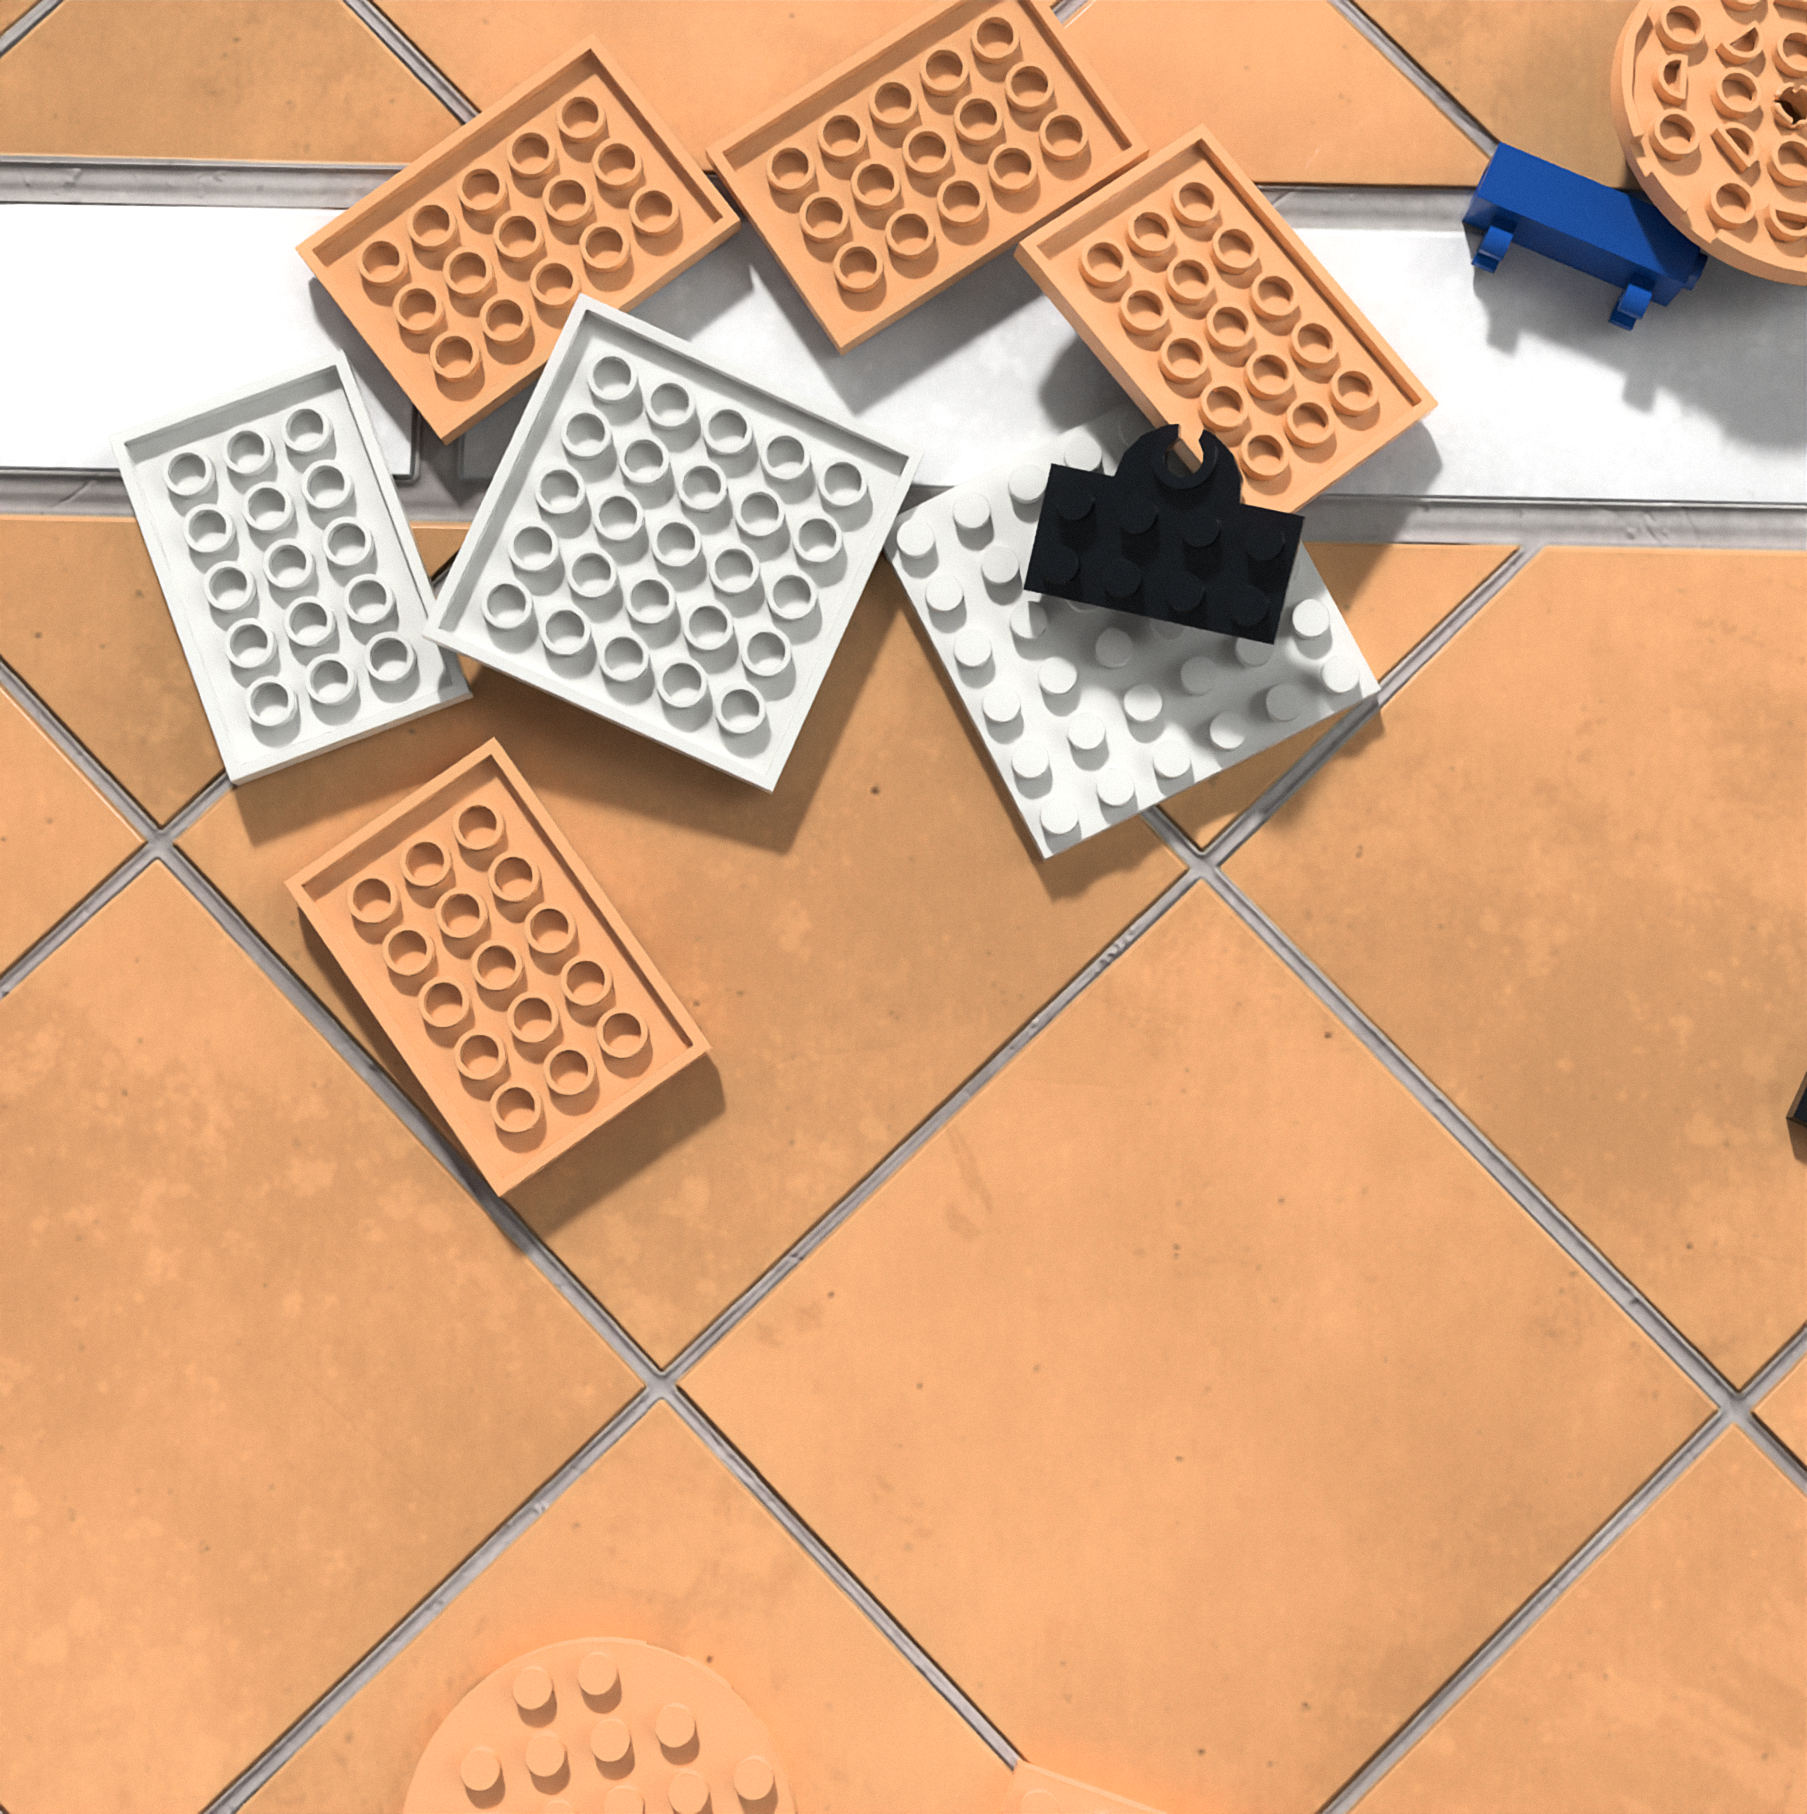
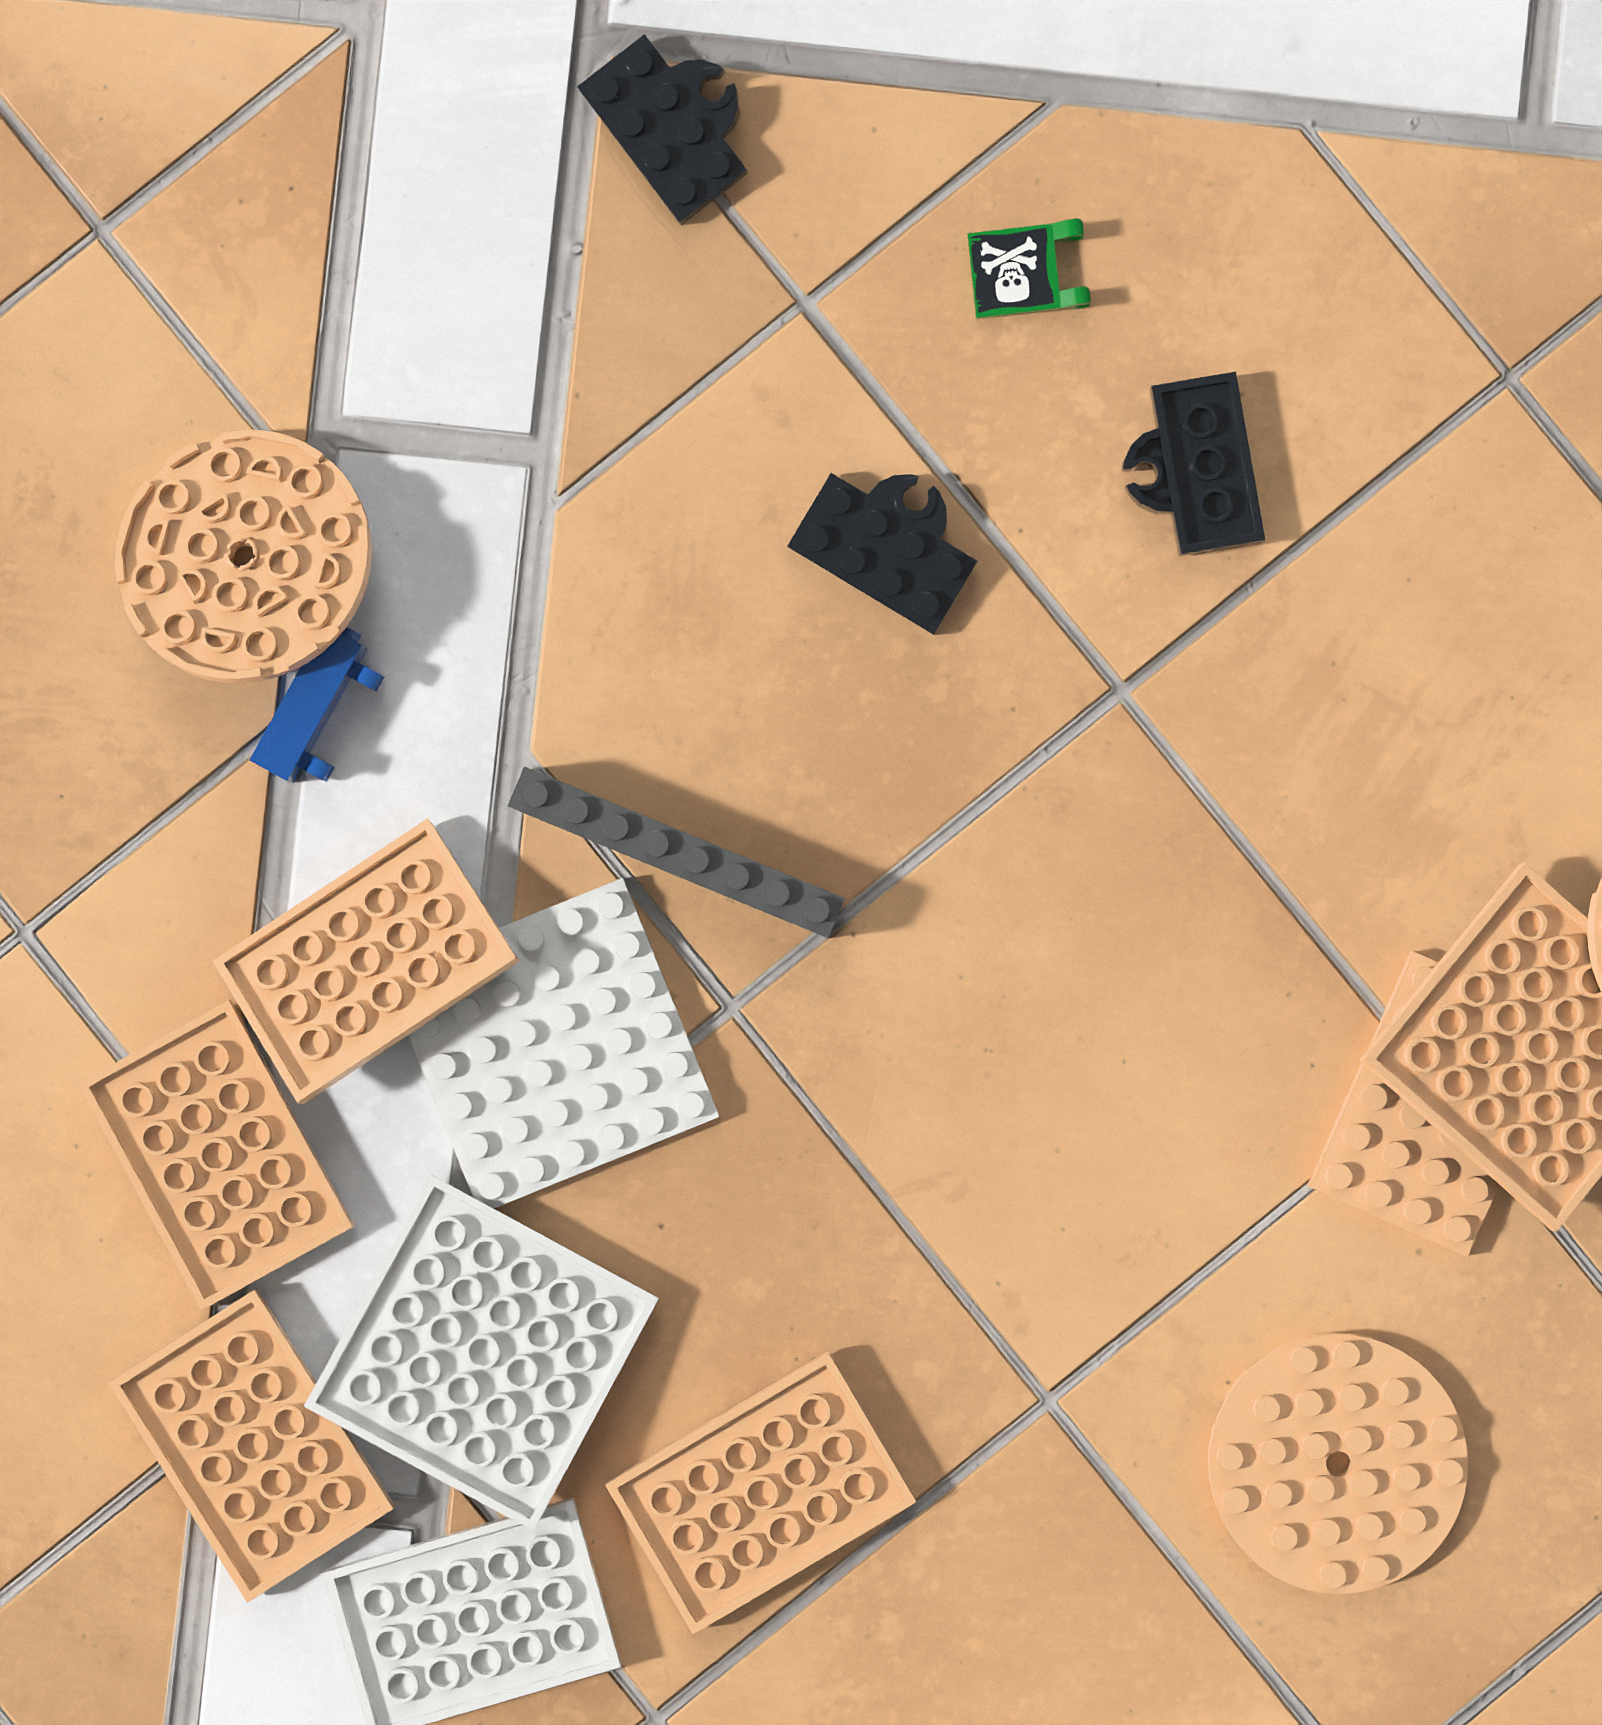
camera: 90 degrees left, 5 degrees up
(1166, 541) = (515, 1020): black plate -> none
(1429, 763) = (676, 852): none -> dark grey brick

